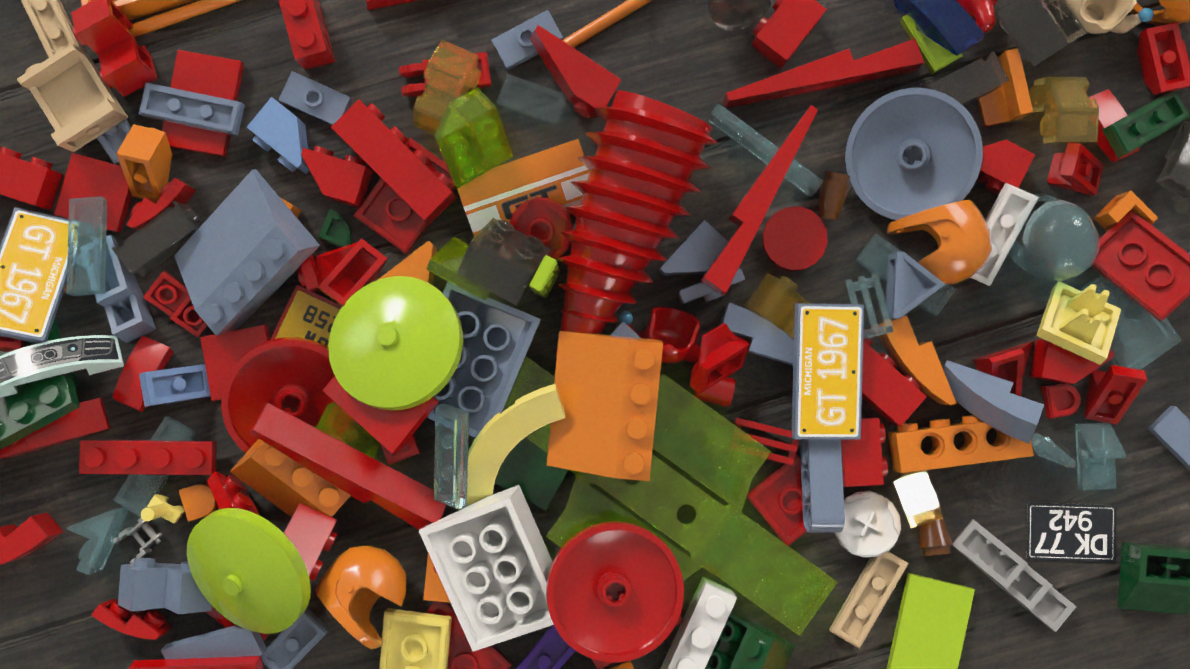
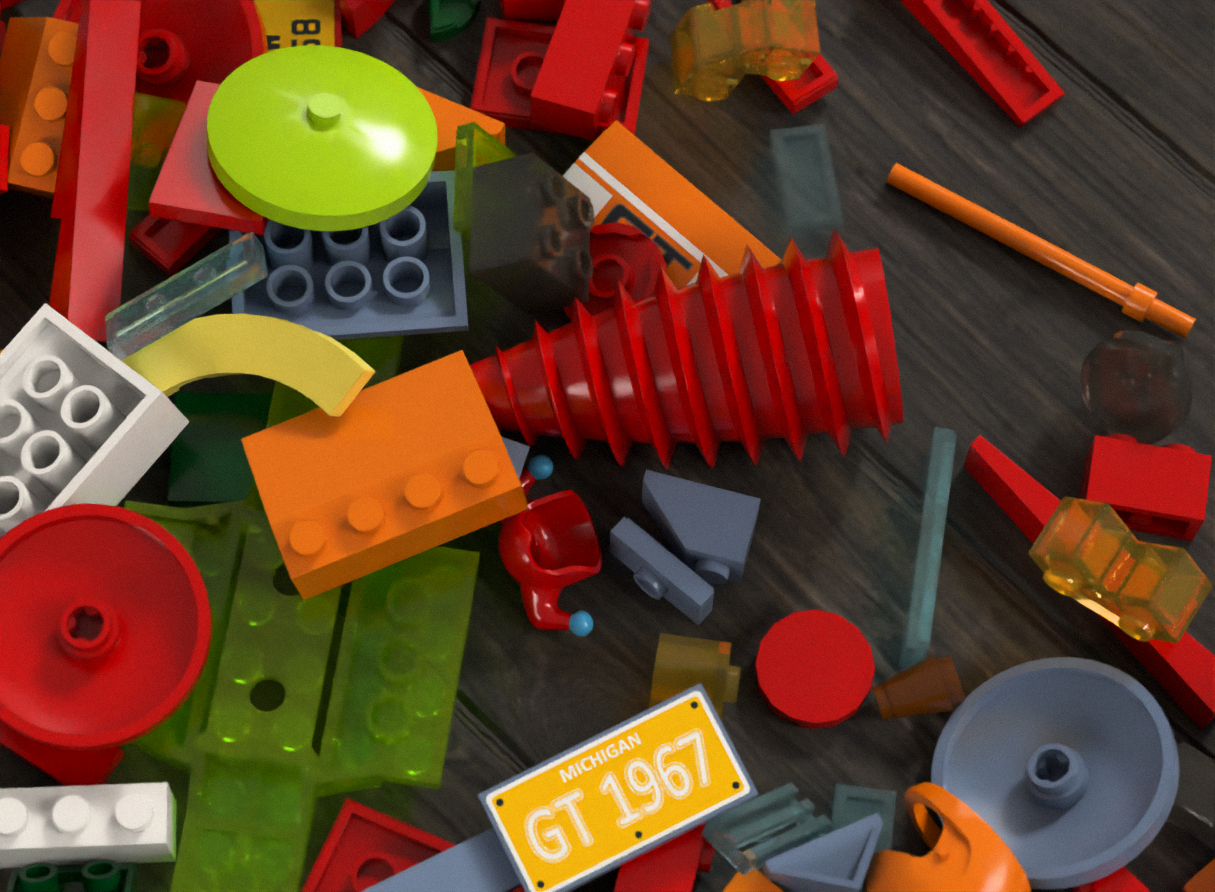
camera: 60 degrees right, 20 degrees down
(348, 270) = (402, 41): red slope -> none
(472, 137) = (688, 101): clear neon green slope -> none
(515, 46) = (892, 129): sand blue plate -> none
(545, 277) = (534, 293): lime tile -> none
(578, 77) = (882, 203): red slope -> none
(719, 357) = (550, 624): red slope -> none
(720, 393) = (498, 658): red piece -> none
(754, 207) = (828, 551): red slope -> none
(763, 335) = (626, 682): sand blue slope -> none
(775, 457) = (465, 829): red tile -> none
(839, 68) = (1130, 582): none -> clear yellow brick

